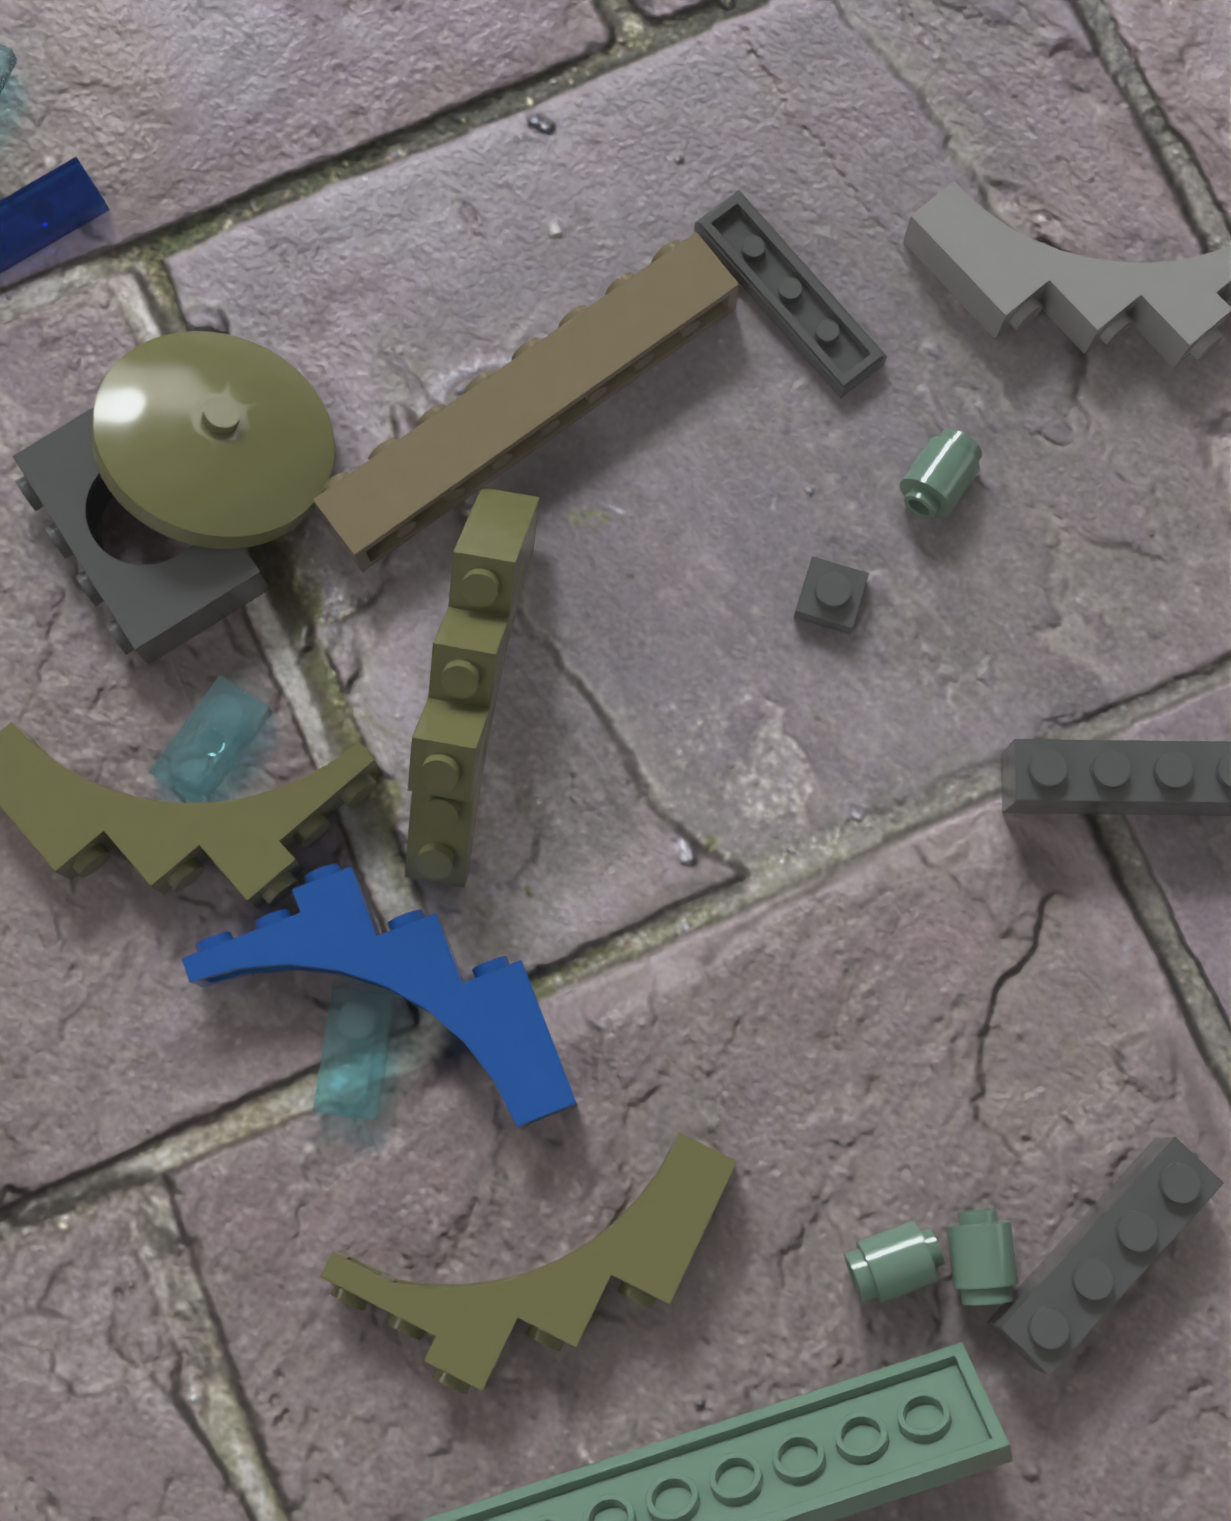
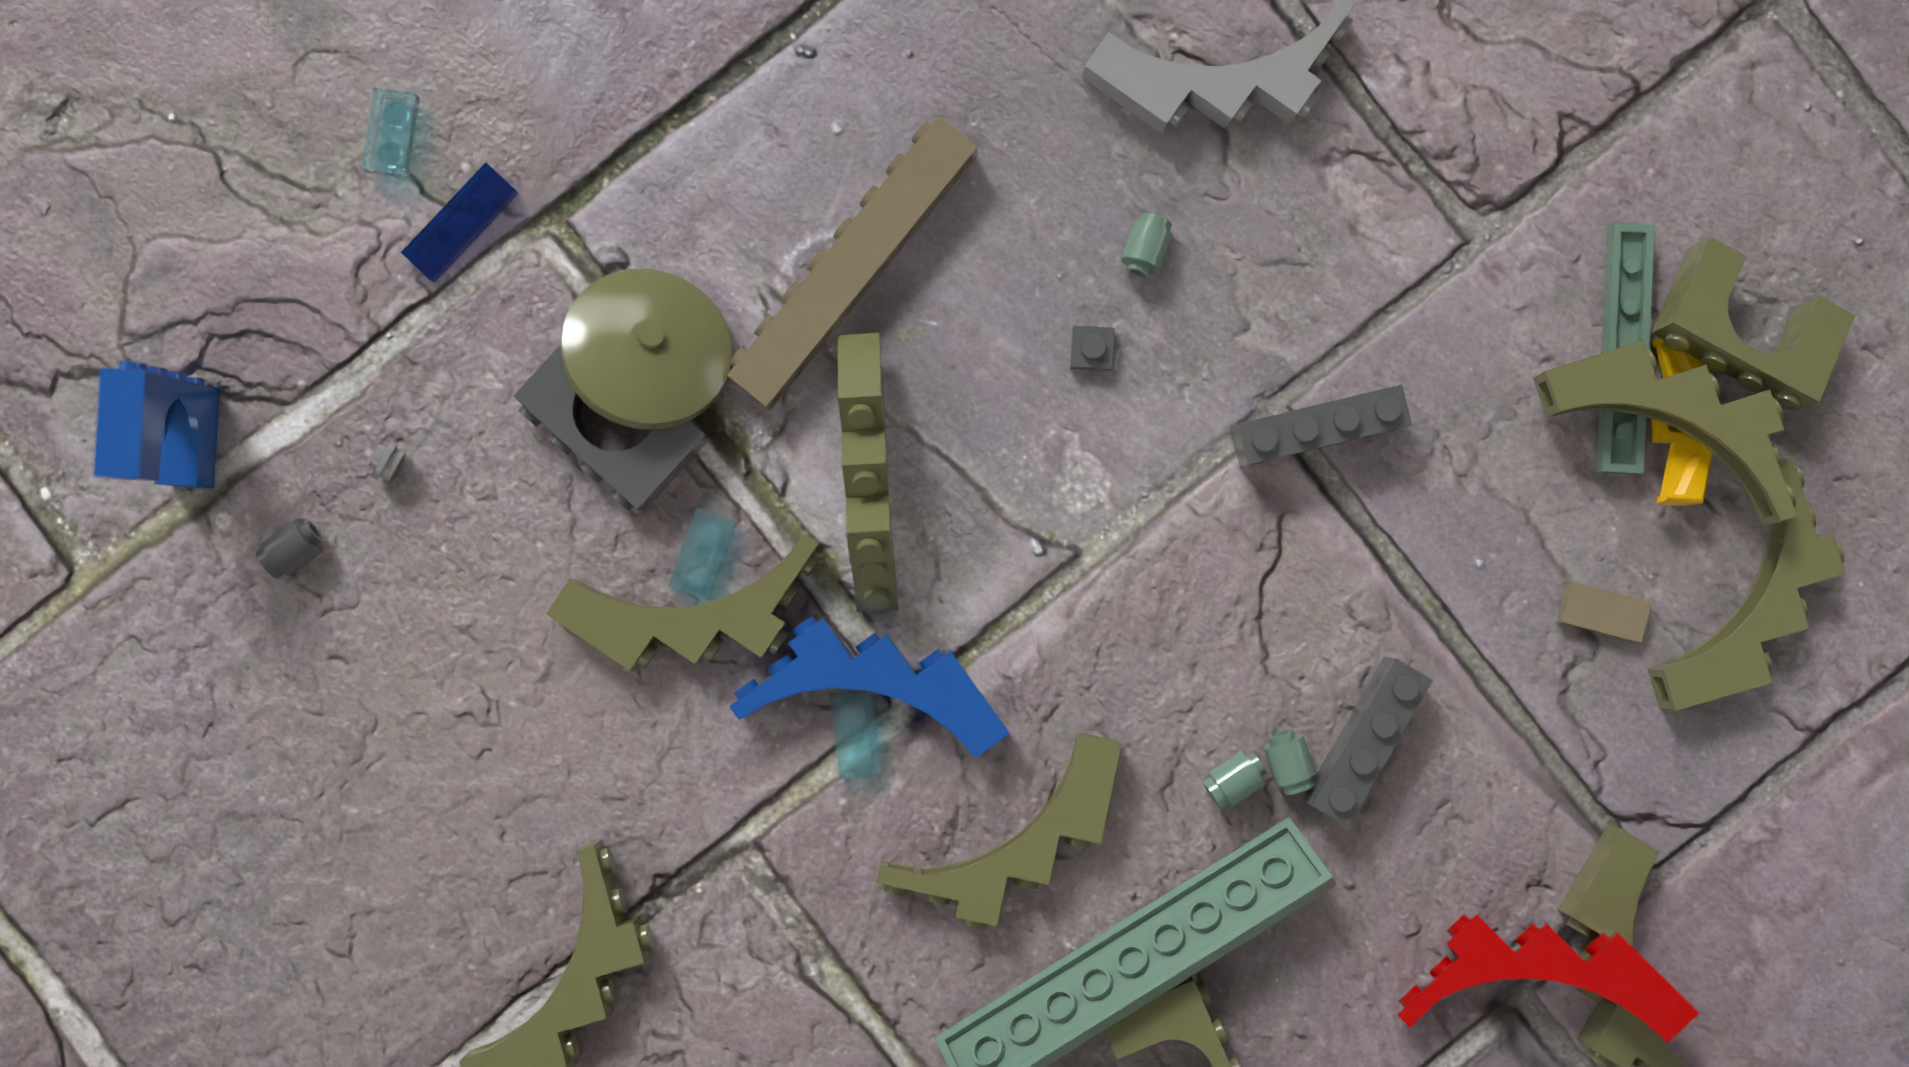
camera: 20 degrees left, 10 degrees up
(790, 294) = (1011, 137): dark grey tile -> none

